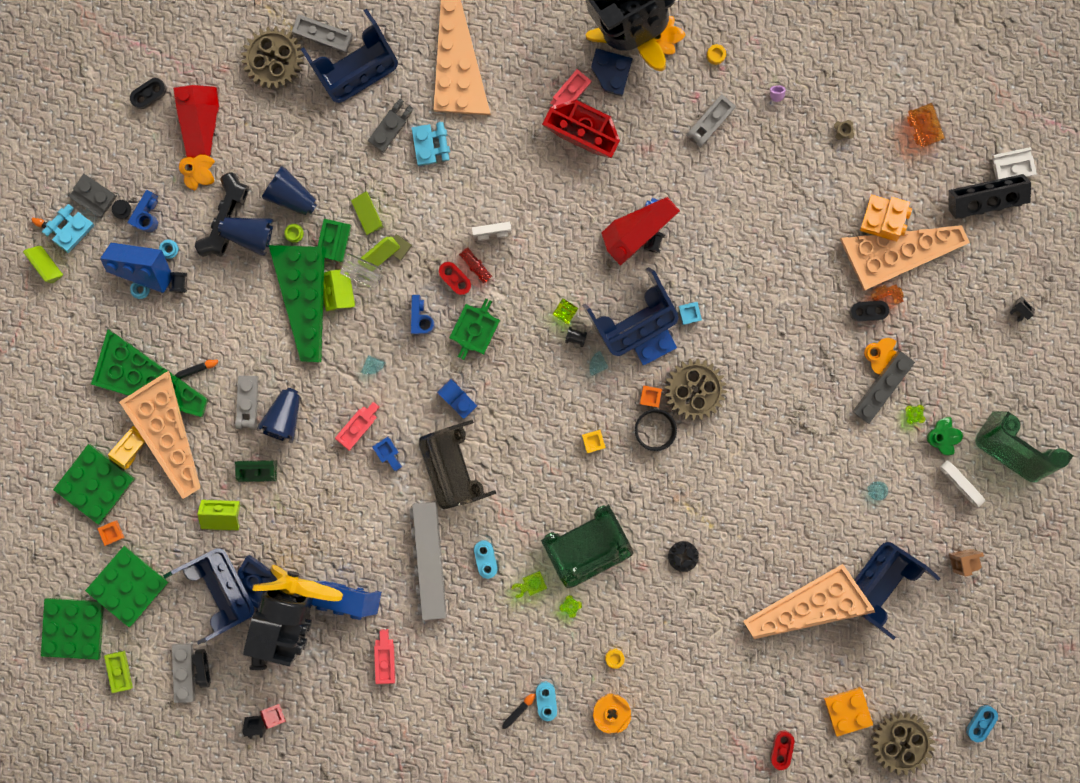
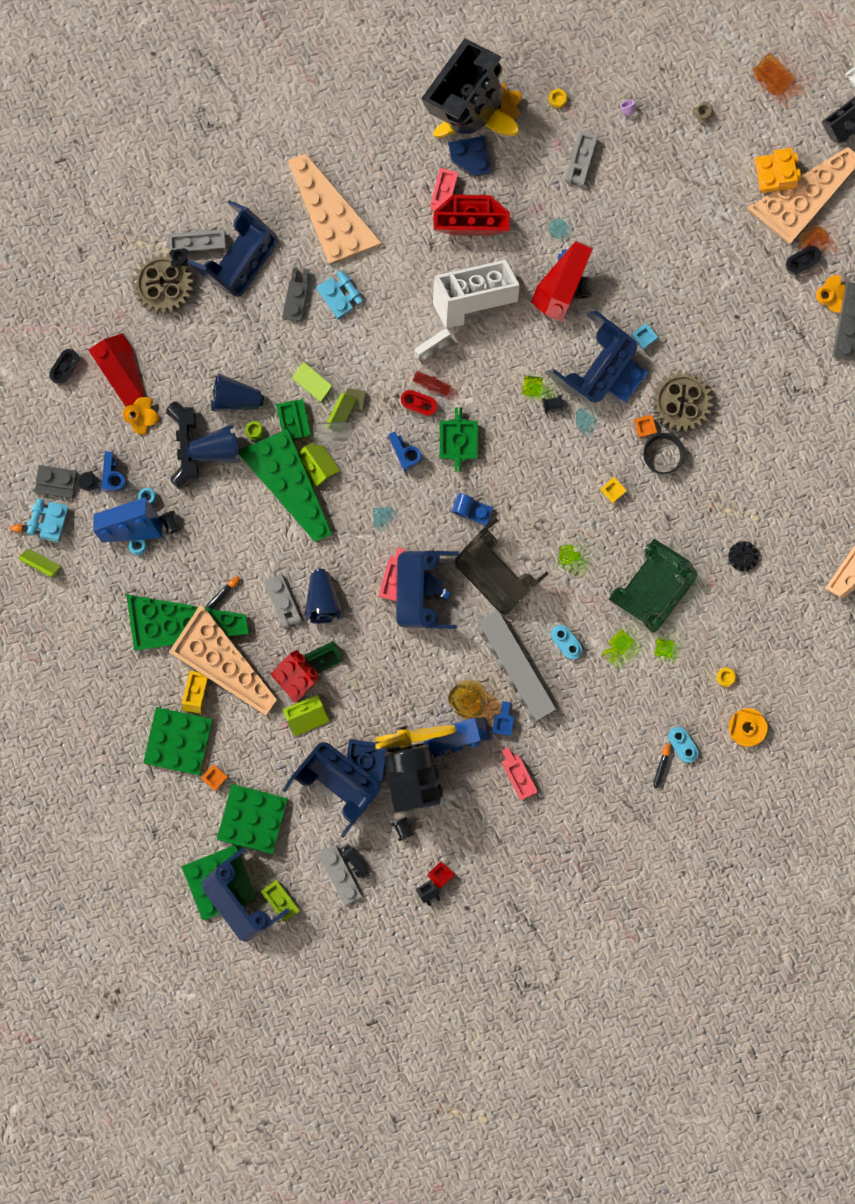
camera: 25 degrees left, 5 degrees down
(63, 636) = (216, 889): none -> dark blue windscreen
(225, 476) = (295, 675): none -> red plate
(294, 35) = (175, 254): none -> black plate
(364, 445) = (411, 589): none -> dark blue windscreen
(371, 571) = (468, 698): none -> clear yellow cylinder
(393, 605) = (503, 723): none -> blue plate
(523, 481) = (567, 556): none -> clear neon green tile
(552, 199) = (473, 291): none -> white hinge
(658, 175) = (557, 228): none -> clear light blue tile

